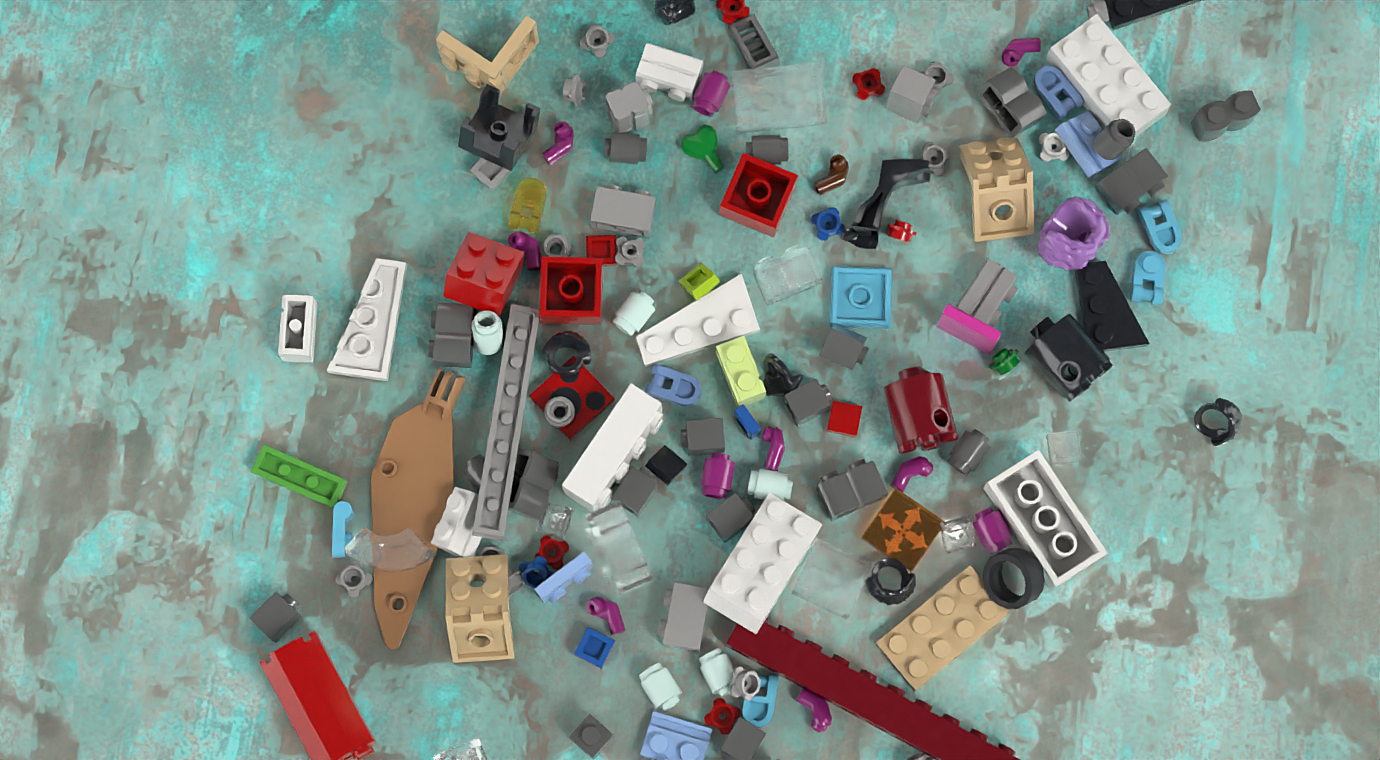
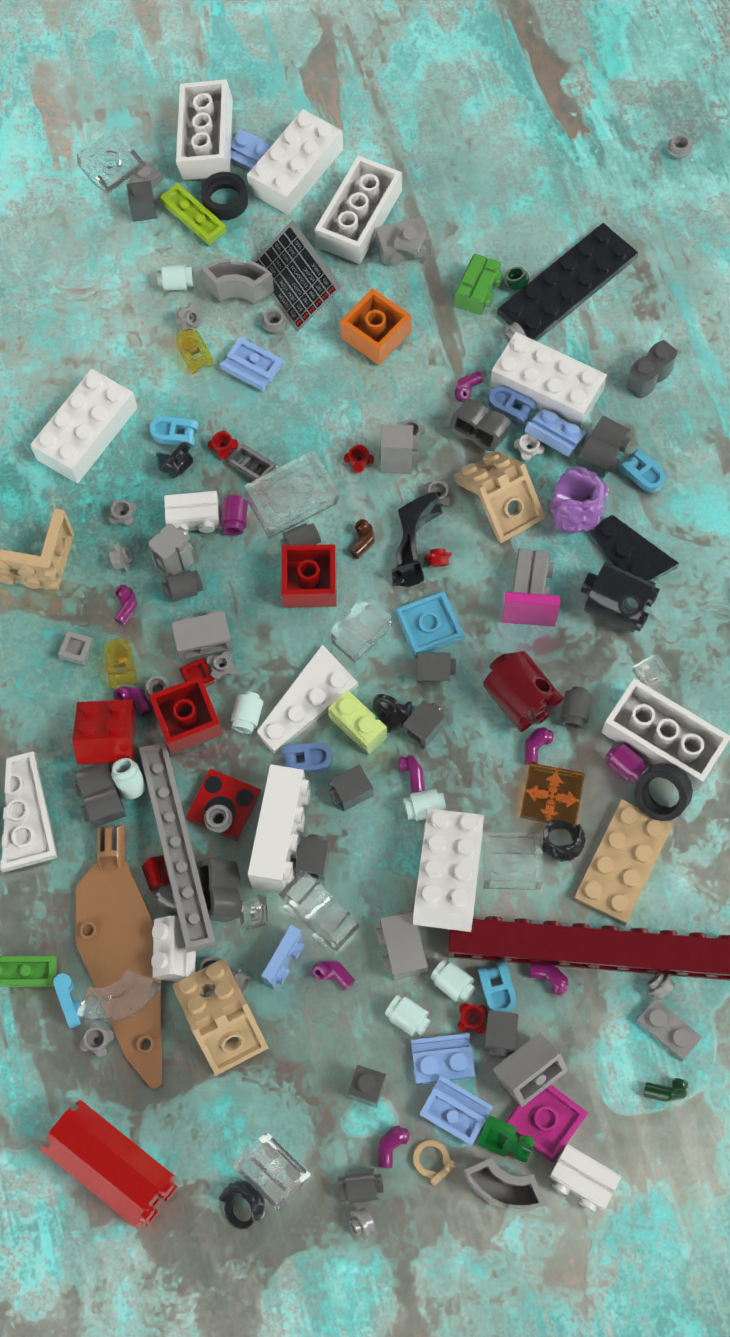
camera: 20 degrees left, 10 degrees down
(276, 616) = (39, 1102): dark grey brick -> none
(476, 438) = (155, 872): none -> red slope
(497, 131) = (69, 614): black panel -> none
(534, 578) = (252, 970): blue plate -> none
(560, 549) = (256, 935): red plate -> none
(567, 340) = (198, 758): black piece -> none
(594, 648) = (335, 1007): blue plate -> none
(666, 465) = (329, 825): black tile -> none
(699, 281) = (290, 665): lime plate -> none
(703, 146) = (245, 559): green rock -> none
(717, 476) = (376, 816): magenta brick -> none
(731, 517) = (403, 845): dark grey brick -> none
(745, 683) = (480, 979): light grey plate -> none
(747, 422) = (381, 761): blue tile -> none
(832, 216) = (375, 570): blue plate -> none
(844, 419) = (461, 725): red tile -> none
(851, 490) = (494, 779): dark grey brick -> none
(957, 534) = (599, 778): clear plate -> none
(1005, 360) = (570, 623): green plate -> none
(1114, 139) = (576, 415): dark grey brick -> none
(1150, 269) = (650, 507): medium azure plate -> none

